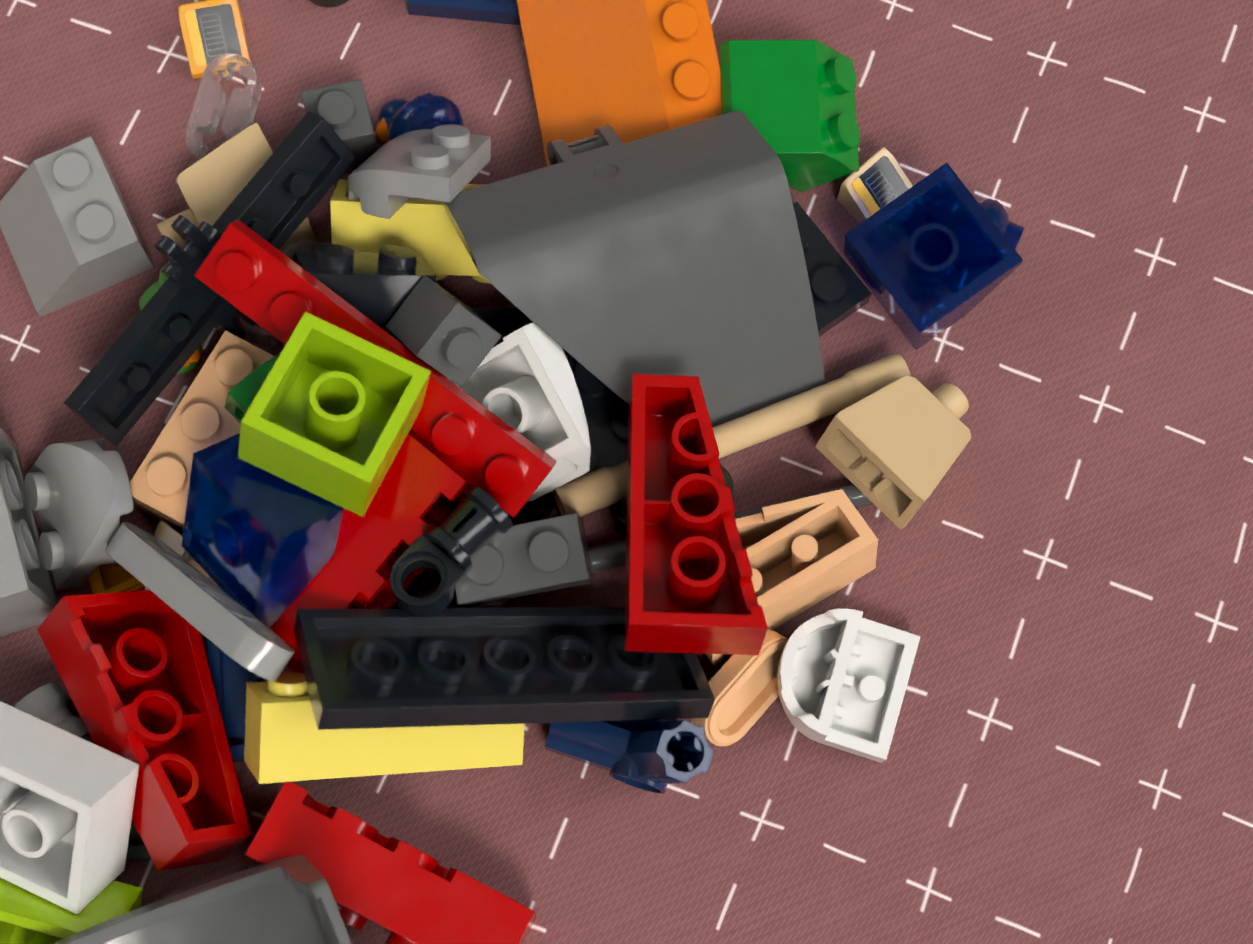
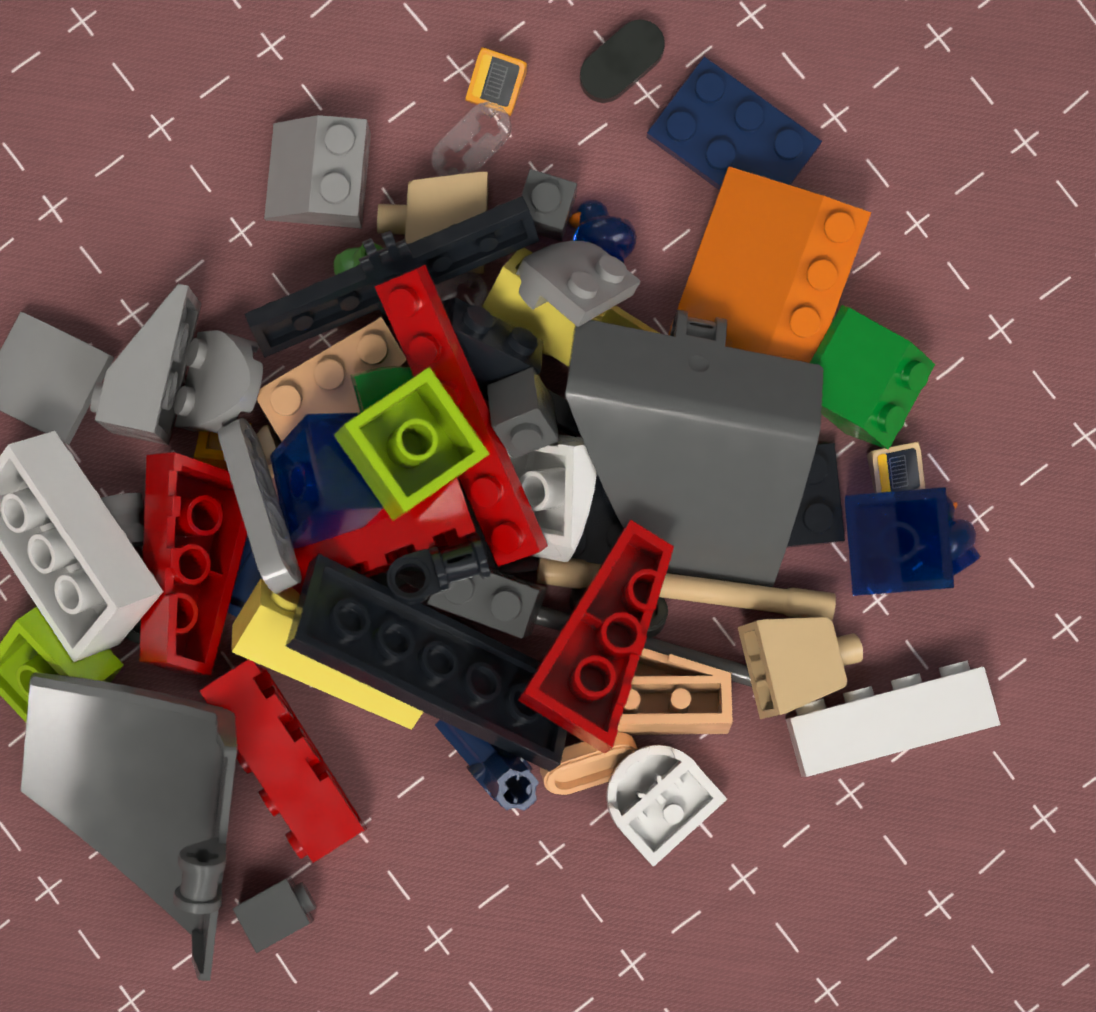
camera: 30 degrees right, 10 degrees up
(1041, 450) = (892, 721): none -> white brick

